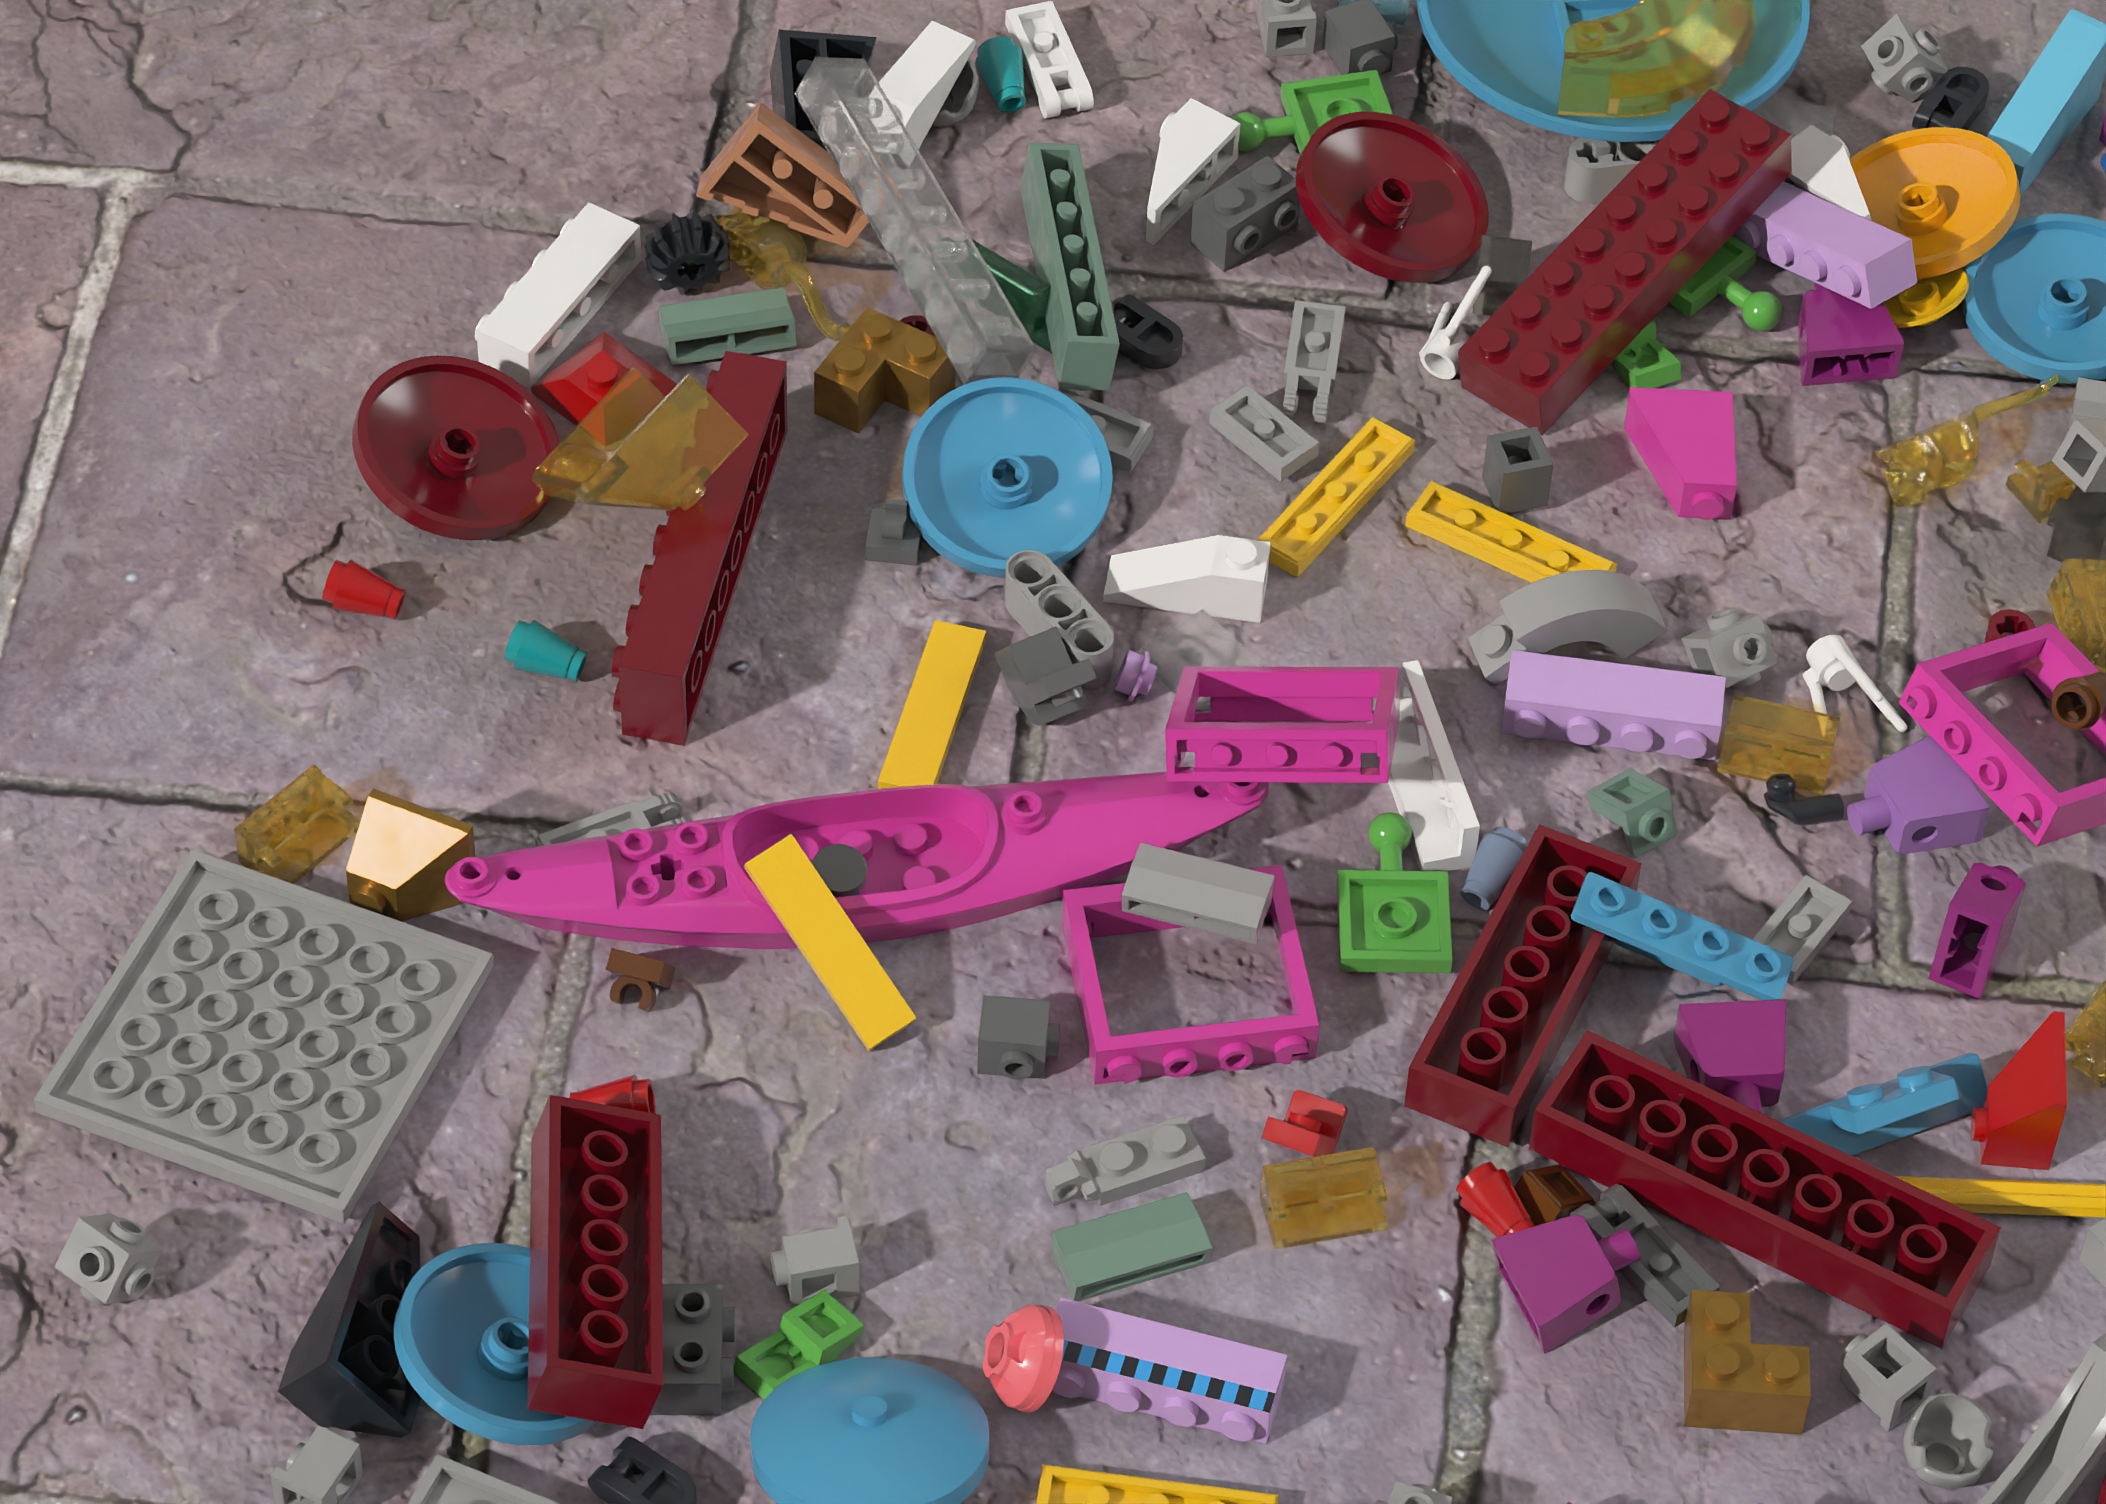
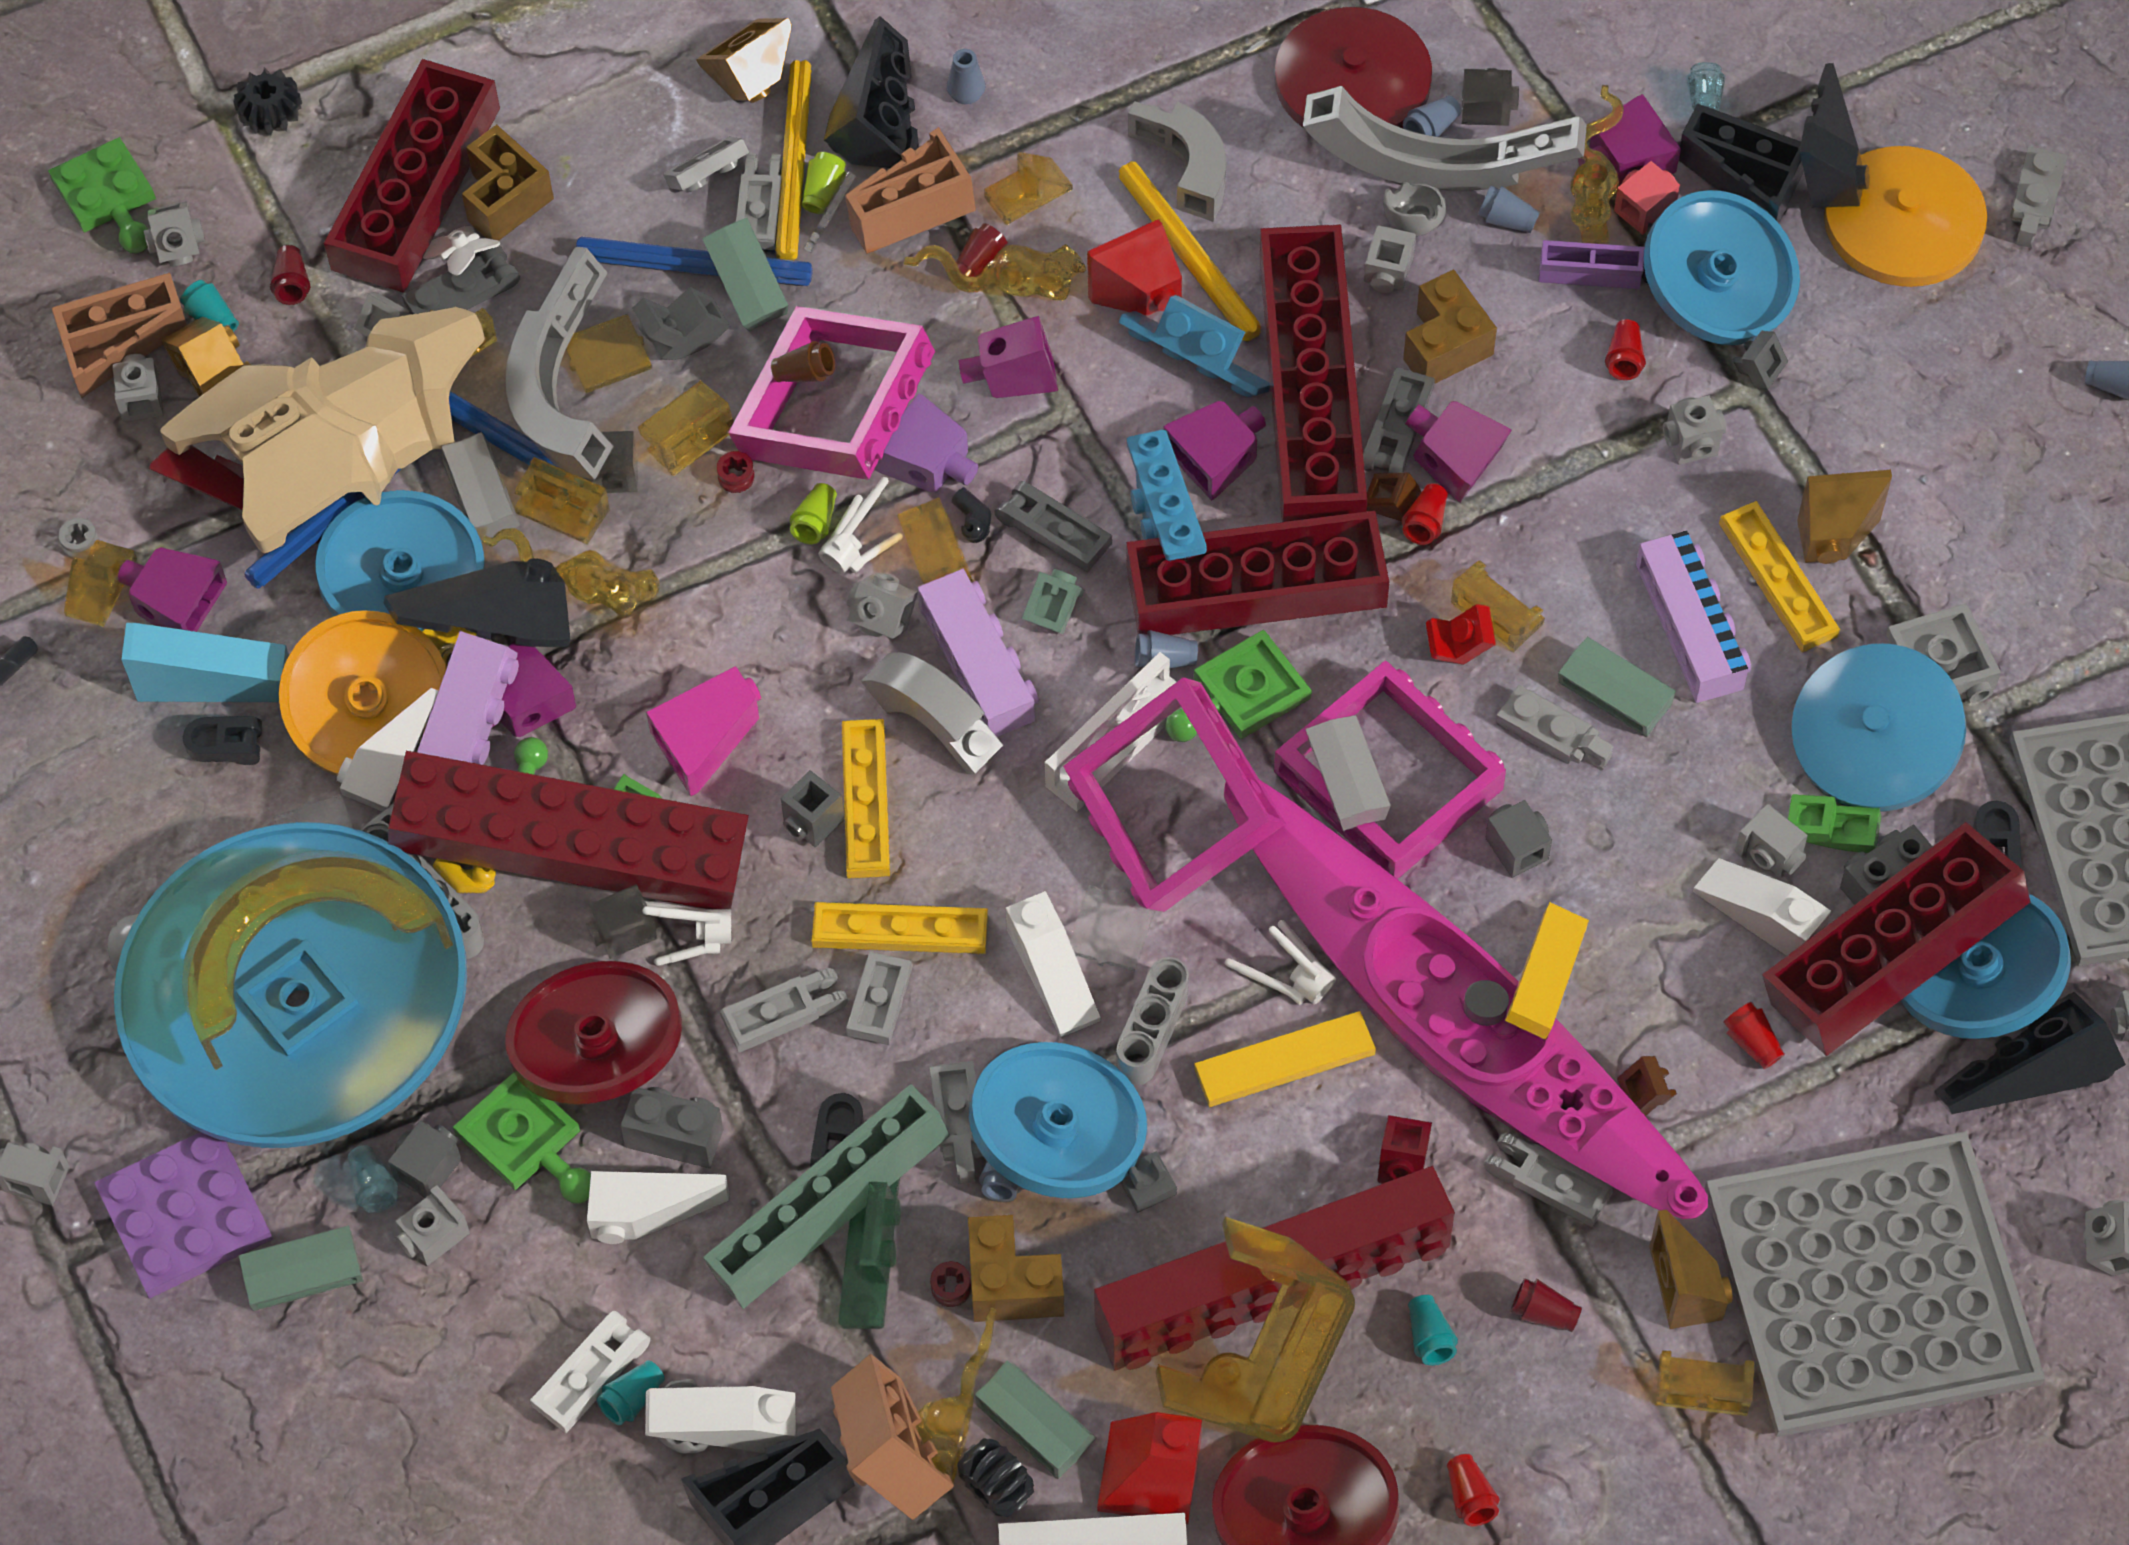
camera: 120 degrees left, 10 degrees up
(487, 753) = (1545, 1306): none -> dark red cone
(746, 1208) = (1763, 905): none -> white slope
(749, 738) = (1403, 1148): none -> dark red bracket
(914, 220) = (877, 1307): clear brick -> none
(1004, 765) = (1309, 977): none -> white plant
(1025, 1356) = (1745, 673): coral piece -> none
(1044, 677) = (1216, 990): dark grey brick -> none
(1135, 675) = (1161, 945): lavender plate -> none
(1734, 861) = (1054, 526): none -> dark grey plate
(1804, 923) = (1083, 464): light grey plate -> none
(1892, 658) = (813, 516): none -> lime cone
(1911, 65) = (205, 781): light grey brick -> none
(1947, 326) = (503, 599): none -> black wedge

